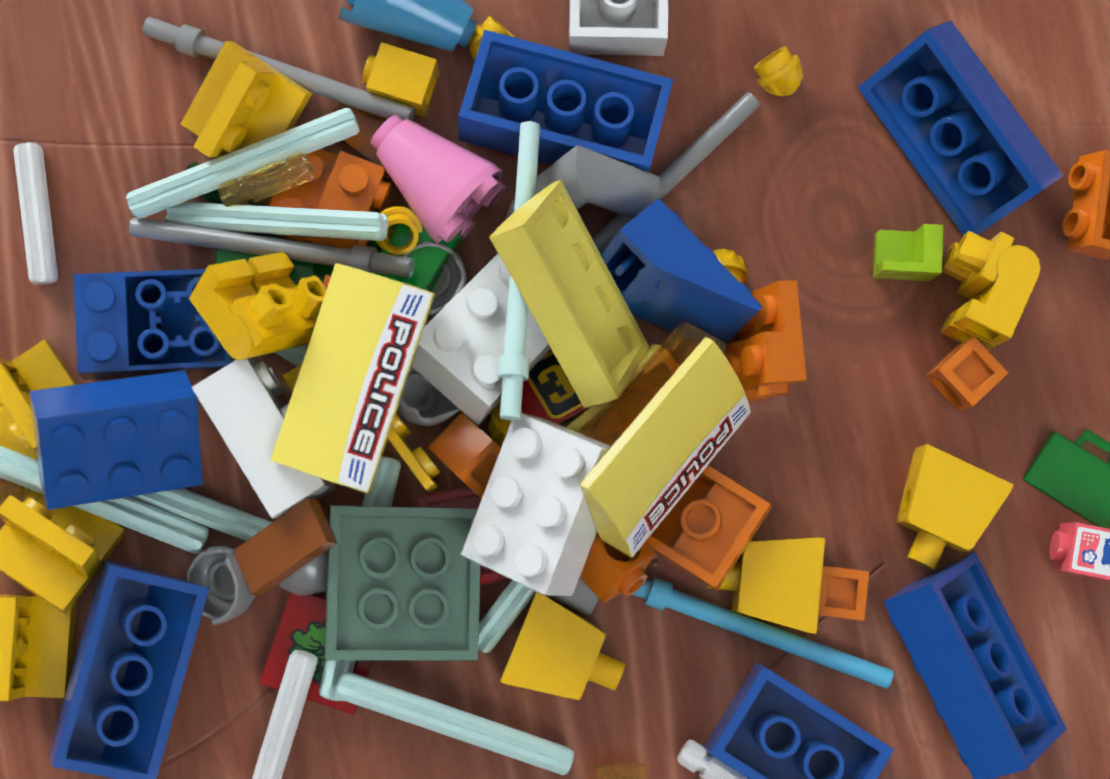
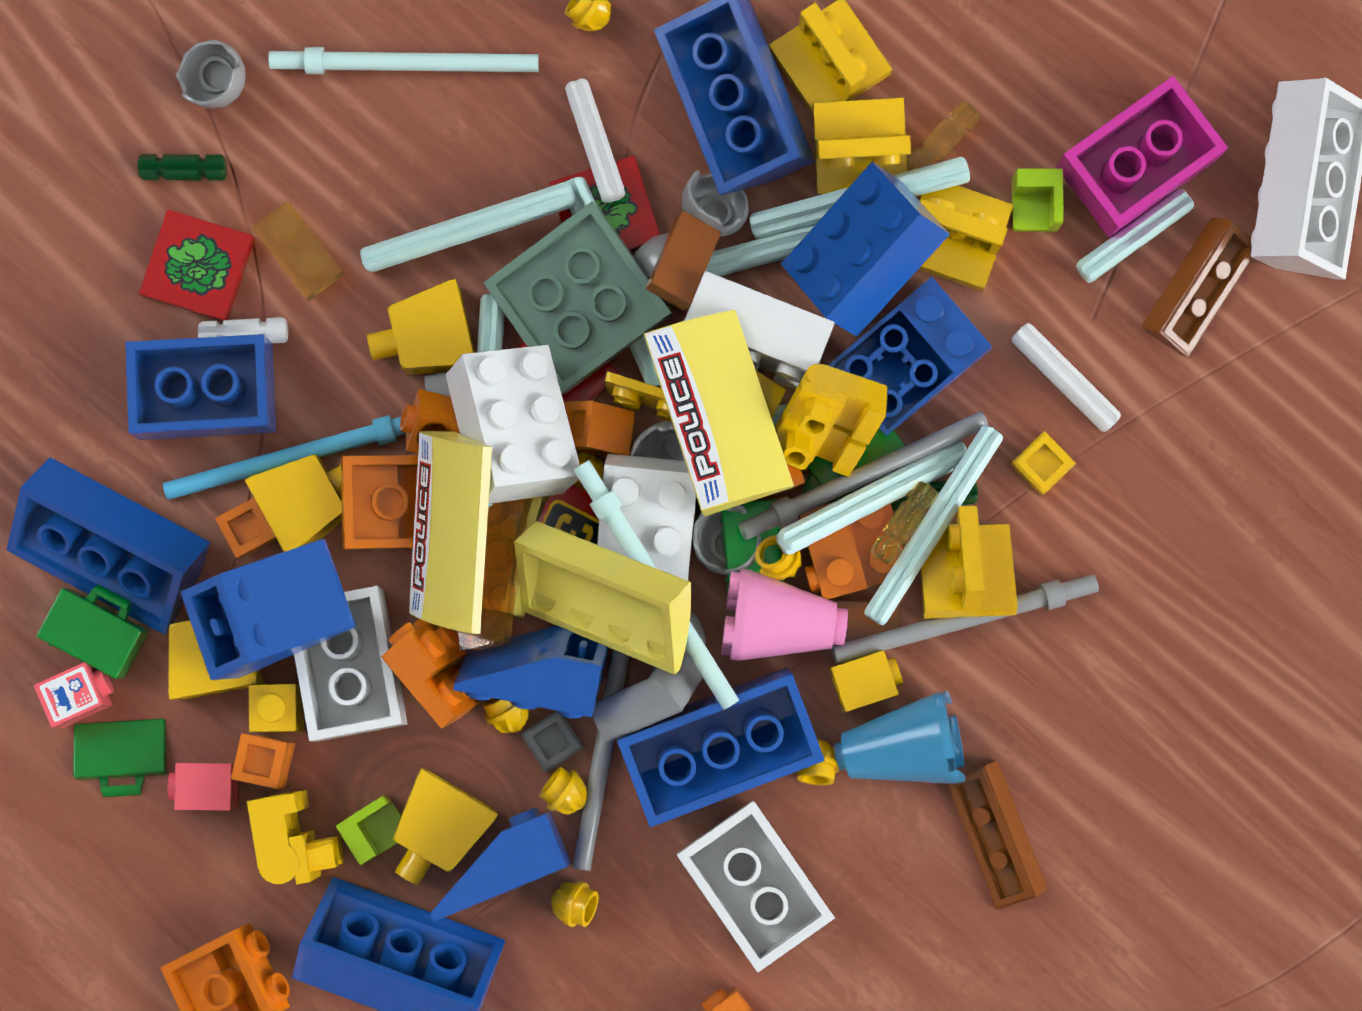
camera: 150 degrees right, 0 degrees up
(112, 156) = (1043, 463): none -> yellow tile
(705, 218) = (552, 741): none -> dark grey tile
(723, 170) = (564, 792): none -> yellow plate
(813, 134) = (513, 859): none -> blue slope
(841, 412) = (345, 679): none -> white brick
(849, 214) = (438, 825): none -> yellow torso
(880, 491) = (267, 610): none -> blue slope
(923, 413) = (275, 708): none -> yellow brick
(1031, 391) = (203, 787): none -> coral brick
(1037, 597) = (93, 631): none -> green piece

